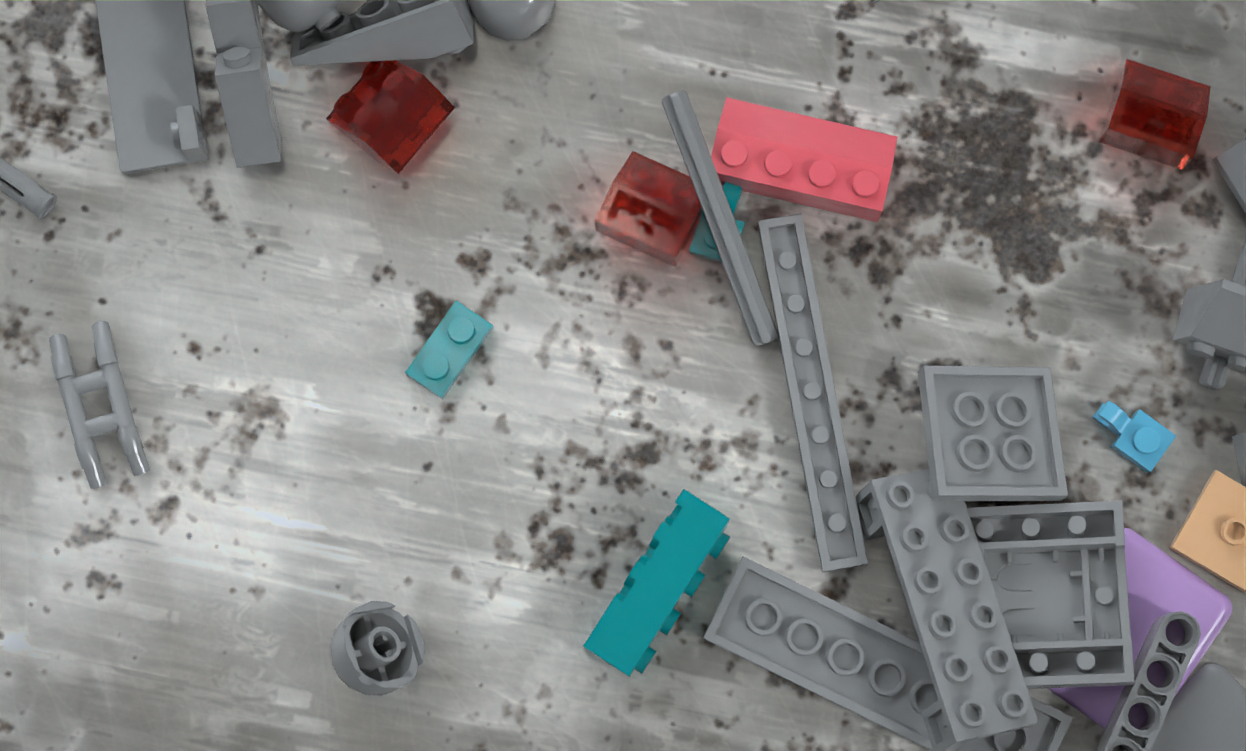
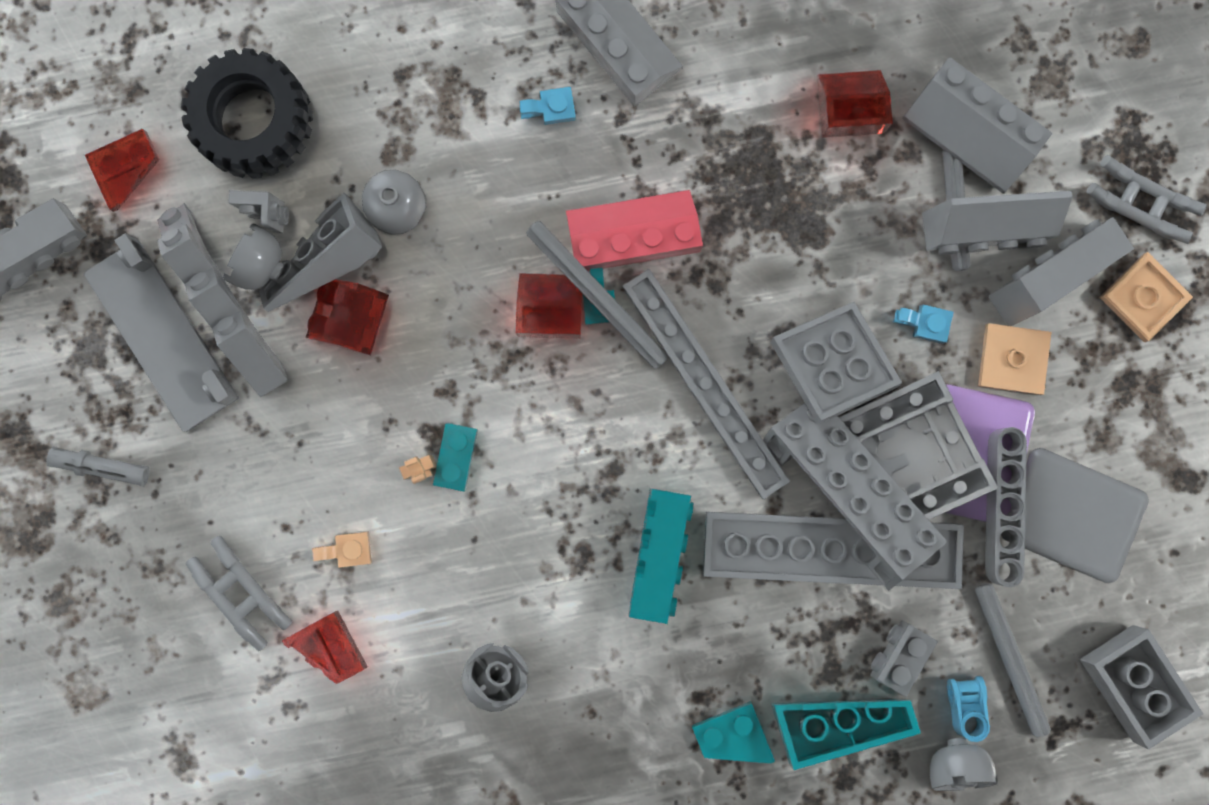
camera: 30 degrees left, 5 degrees up
(182, 522) = (329, 647): none -> clear red wing
(263, 410) = (349, 550): none -> light nougat plate
(396, 342) = (418, 469): none -> light nougat plate

